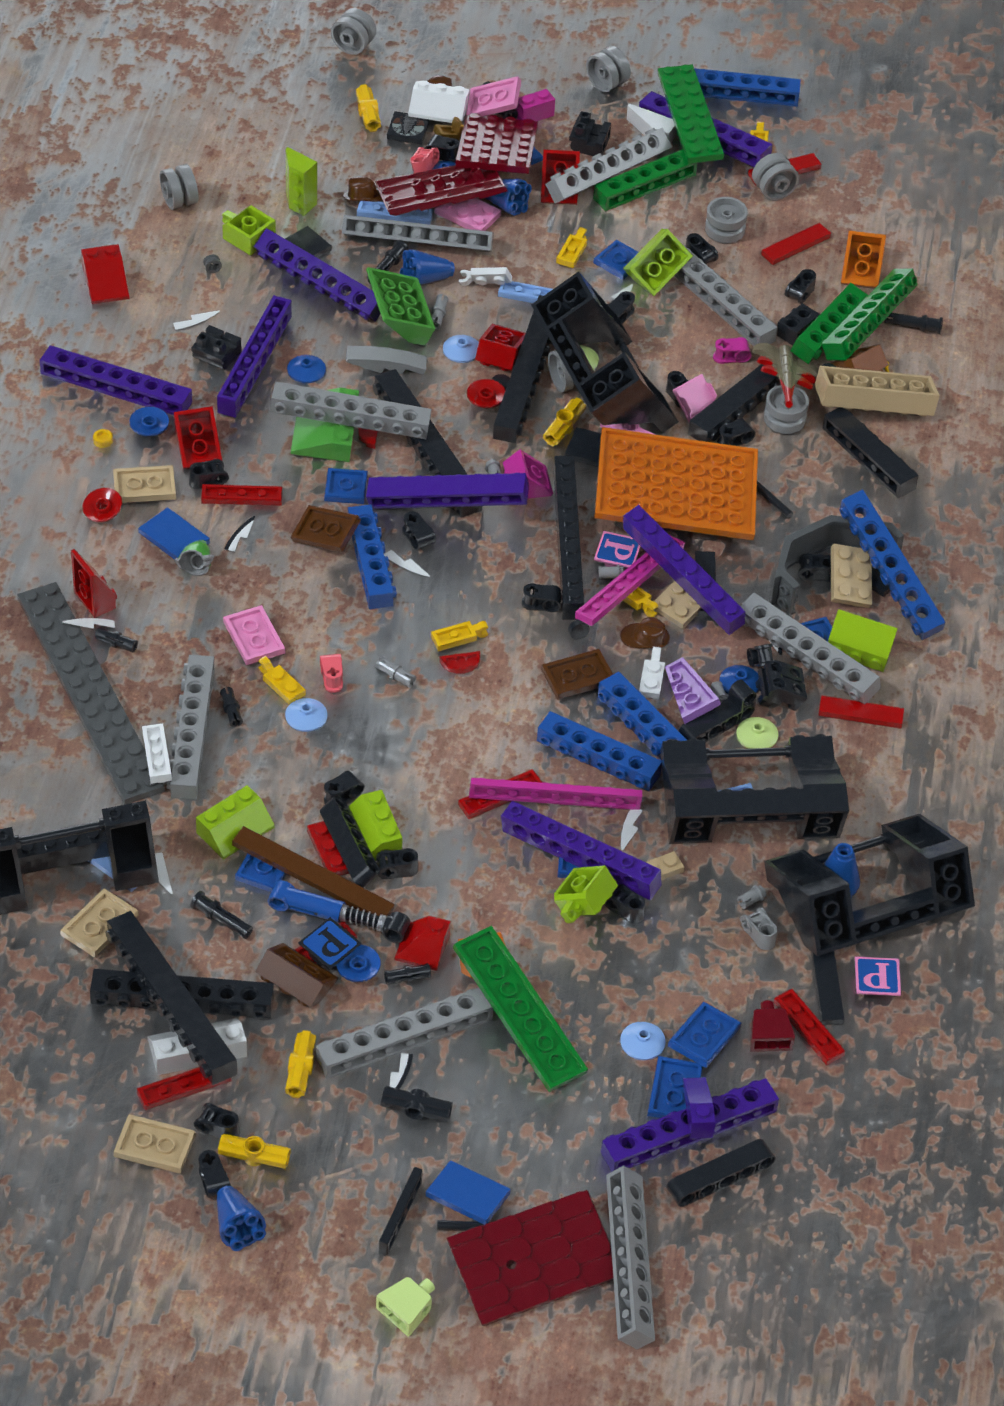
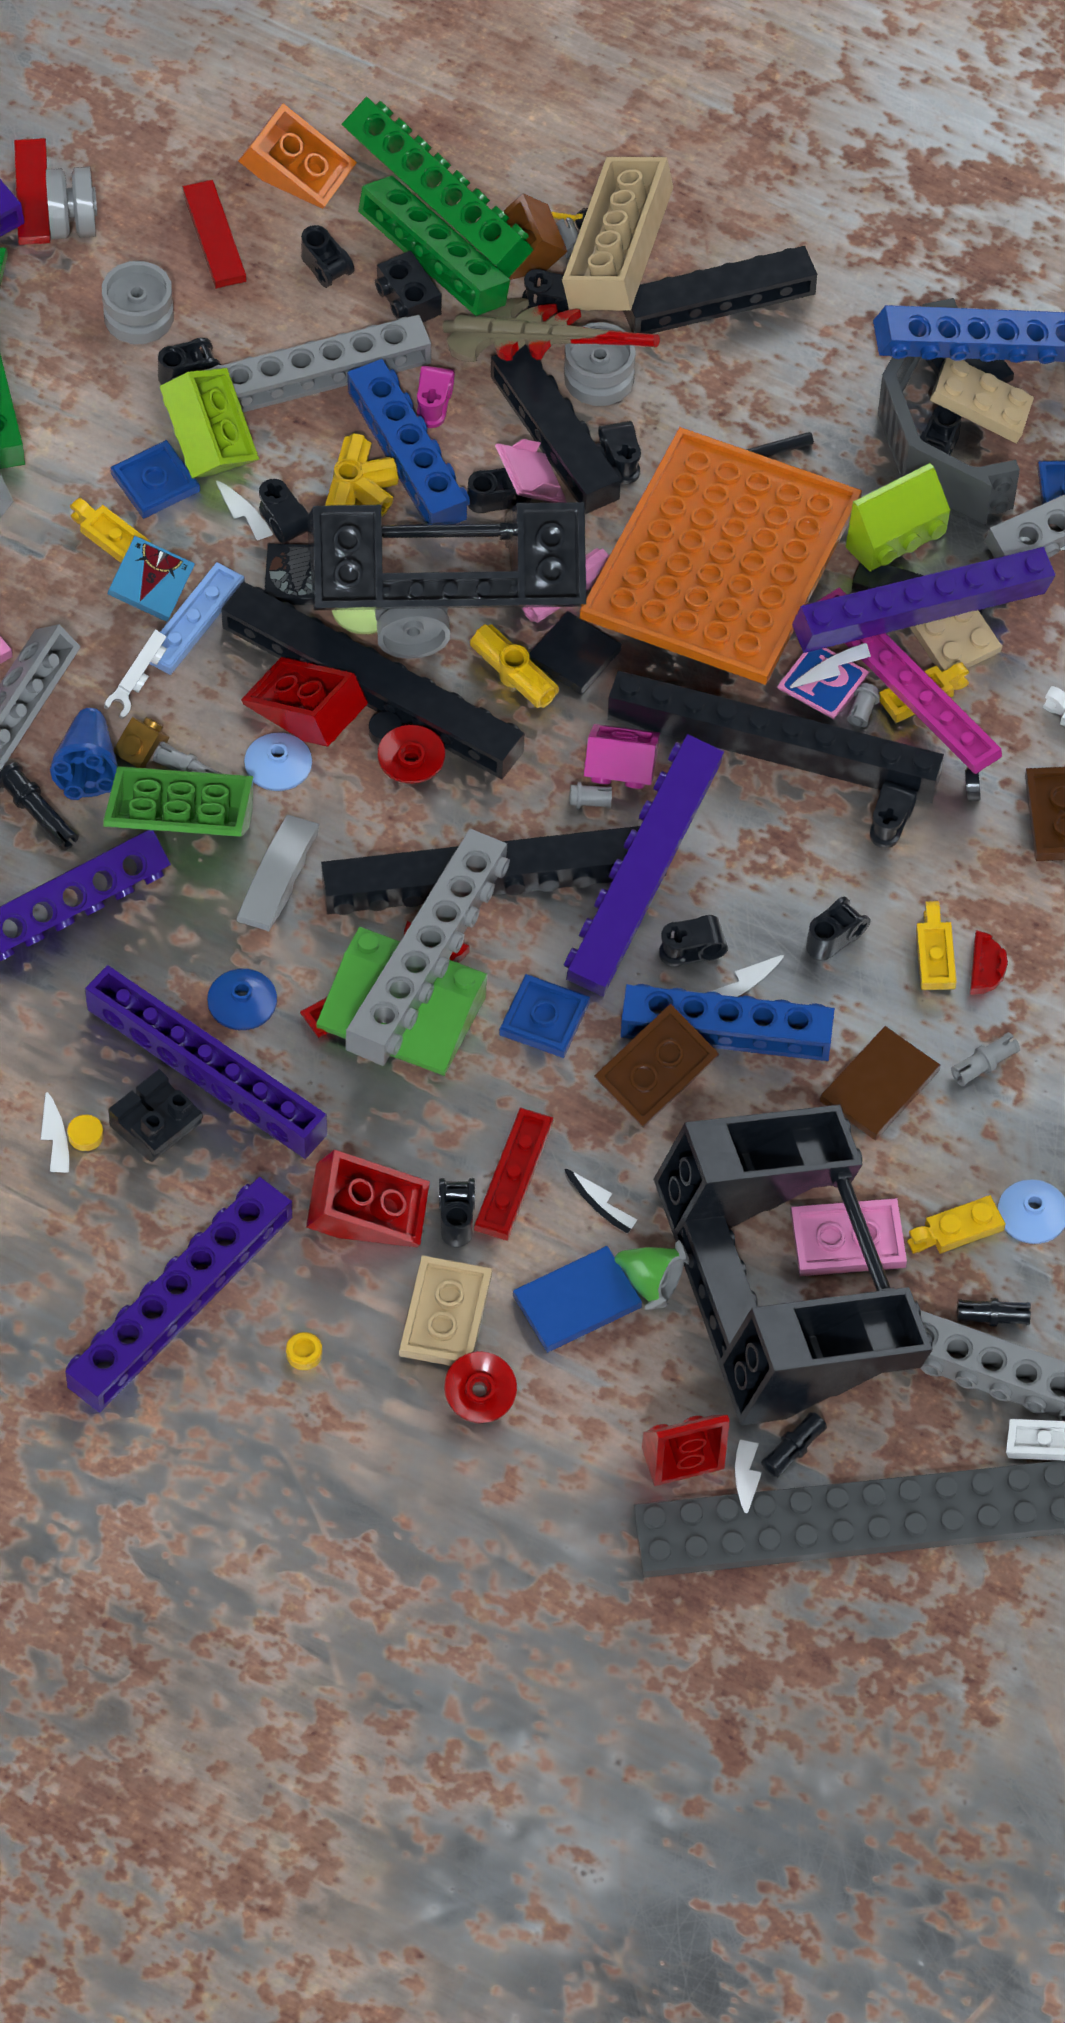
camera: 70 degrees left, 10 degrees up
(149, 421) = (297, 1252): blue dish -> none
(198, 326) = (85, 1132): none -> yellow tile
(256, 561) = (791, 1352): none -> black brick
(332, 672) = (959, 1145): coral piece -> none
(361, 631) = (880, 1082): none -> reddish brown tile
(448, 288) = (140, 741): none -> pearl gold bracket
(451, 588) = (839, 925): none -> black piece
(549, 268) = (151, 578): none -> dark azure tile
(622, 546) = (829, 667): none -> white sticker
(646, 634) = (1002, 702): reddish brown piece -> none
(655, 331) = (360, 480): none -> yellow piece
(690, 346) = (405, 439): none -> blue brick
(741, 552) = (898, 518): none -> lime slope
(923, 322) = (465, 130): black pin -> none

